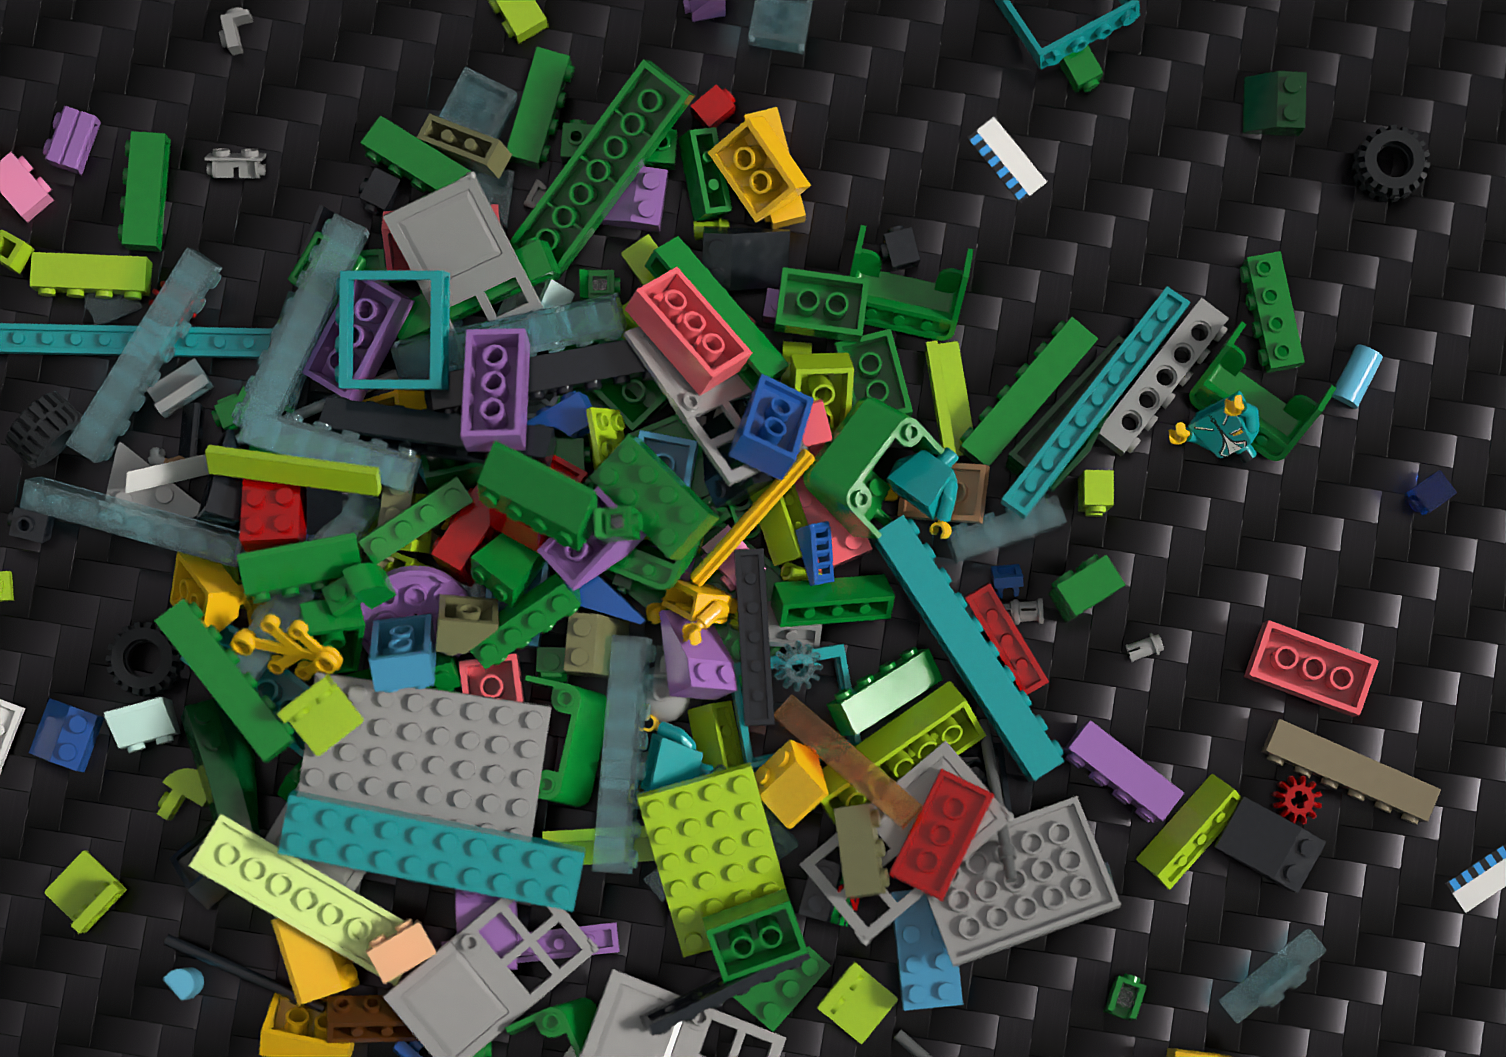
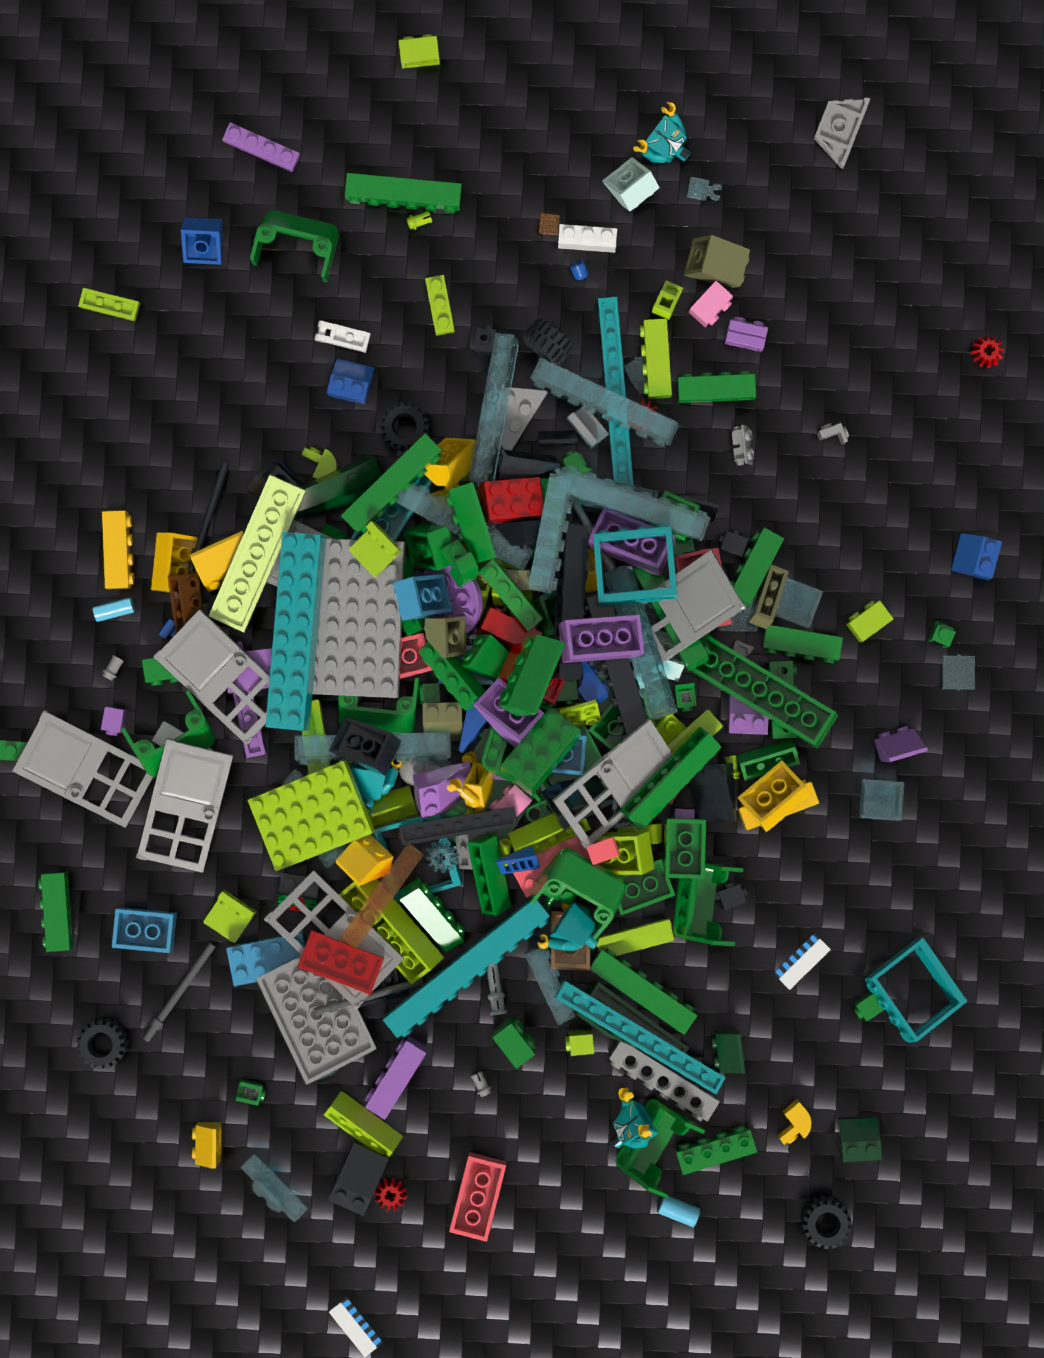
camera: 85 degrees right, 5 degrees up
(85, 891) = (251, 406): lime bracket -> none
(143, 723) = (362, 431): light aqua slope -> none
(157, 457) = (535, 424): light grey arm -> none
(166, 473) = (528, 426): white sticker -> none
(185, 982) = (198, 479): medium azure brick -> none
(293, 470) = (534, 511): lime tile -> none
(322, 658) = (415, 521): yellow plant -> none
(400, 950) = (230, 617): light nougat brick -> none
(617, 524) = (518, 730): green window -> none
(617, 762) = (365, 745): none -> black slope
(688, 331) = (655, 761): coral brick -> none
(711, 996) = (229, 830): black plate -> none
(713, 107) = (814, 760): red brick -> none
(751, 519) = (536, 816): yellow axle -> none
(754, 935) = (264, 846): green brick -> none
(772, 427) = (595, 824): blue slope -> none
(776, 999) = (234, 866): green wing -> none
(861, 851) = (324, 910): olive brick -> none
(1006, 638) = (477, 992): red plate -> none
(1007, 577) = (518, 988): blue tile -> none
(1129, 276) = (728, 1051): none -> dark green slope
(1242, 185) = (800, 1123): none -> yellow brick
(1351, 771) = (413, 1228): dark tan brick -> none
(1430, 493) = (604, 1266): clear blue brick -> none

